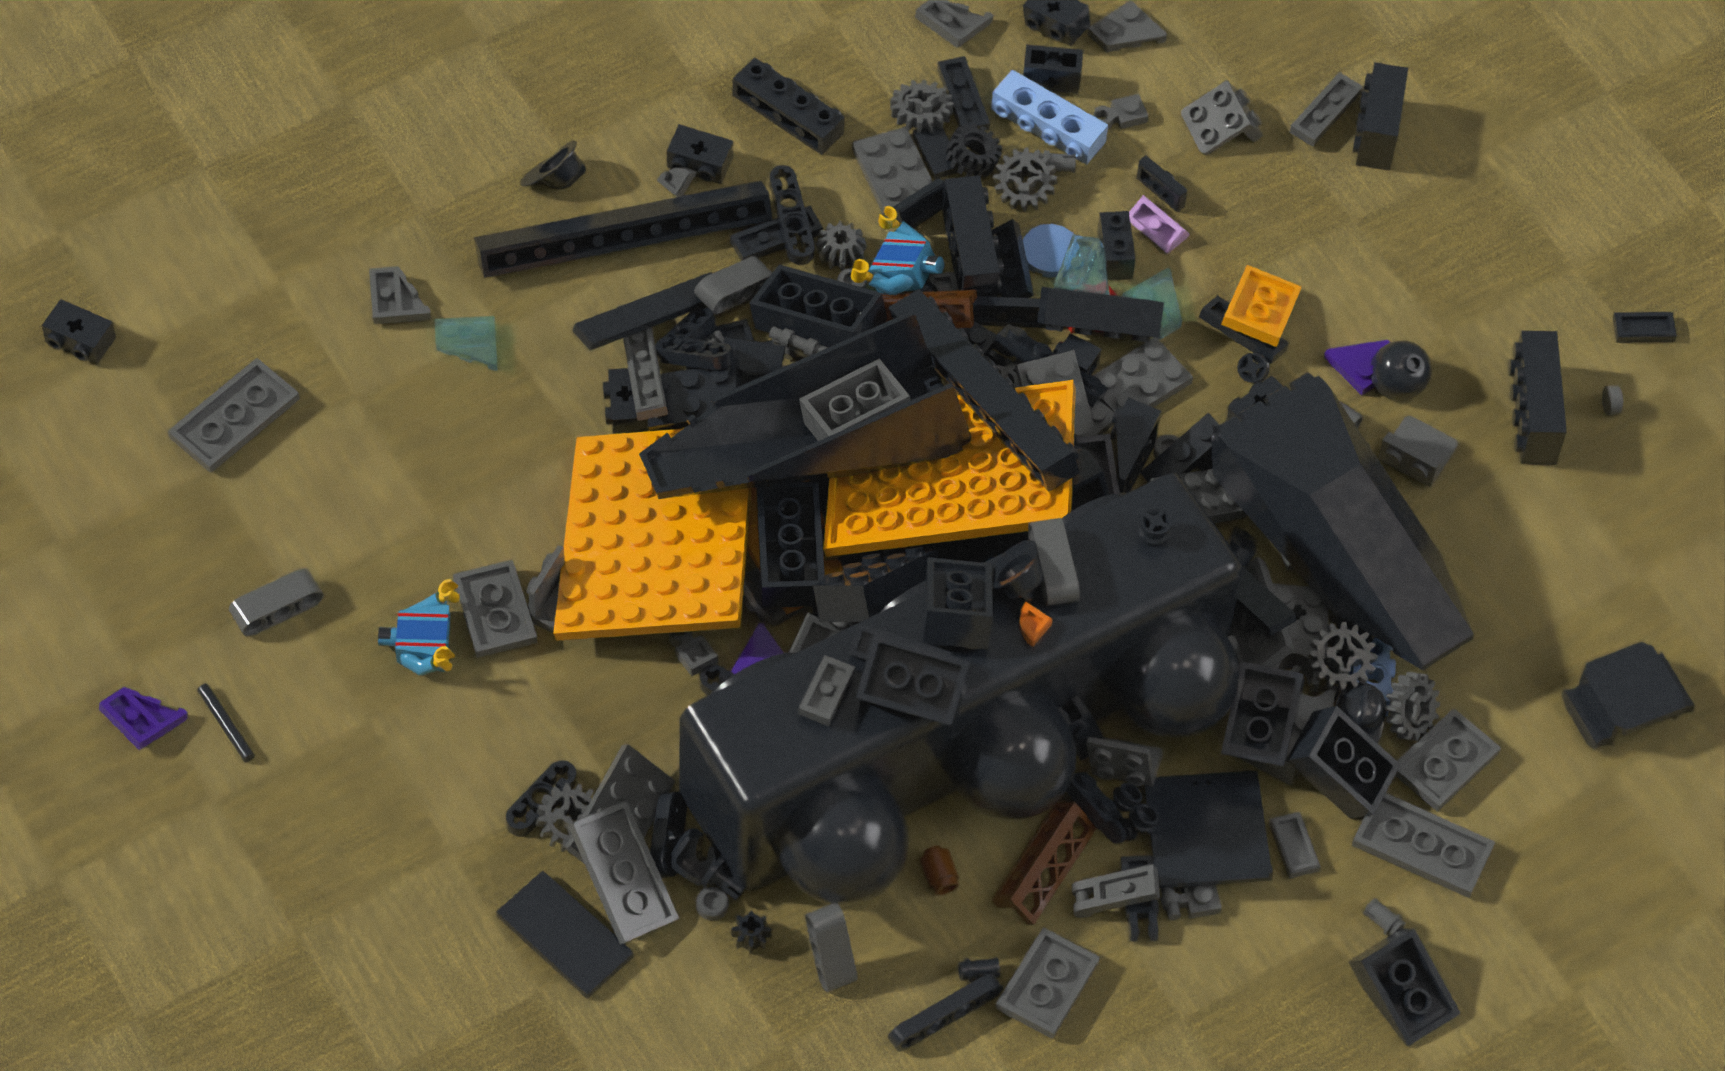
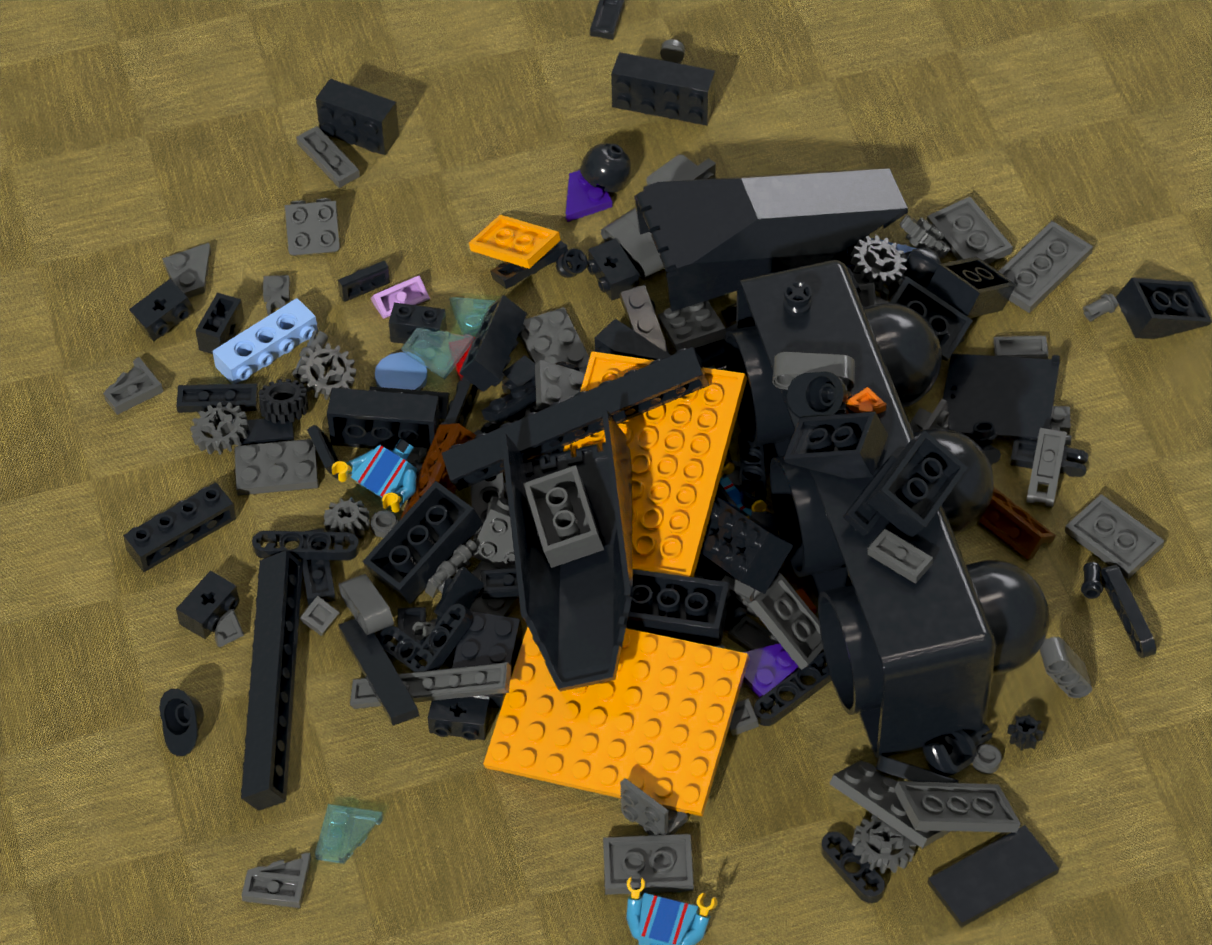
camera: 70 degrees left, 5 degrees down
(714, 252) = (319, 616): none -> dark grey plate
(1625, 693) = (949, 107): black piece -> none

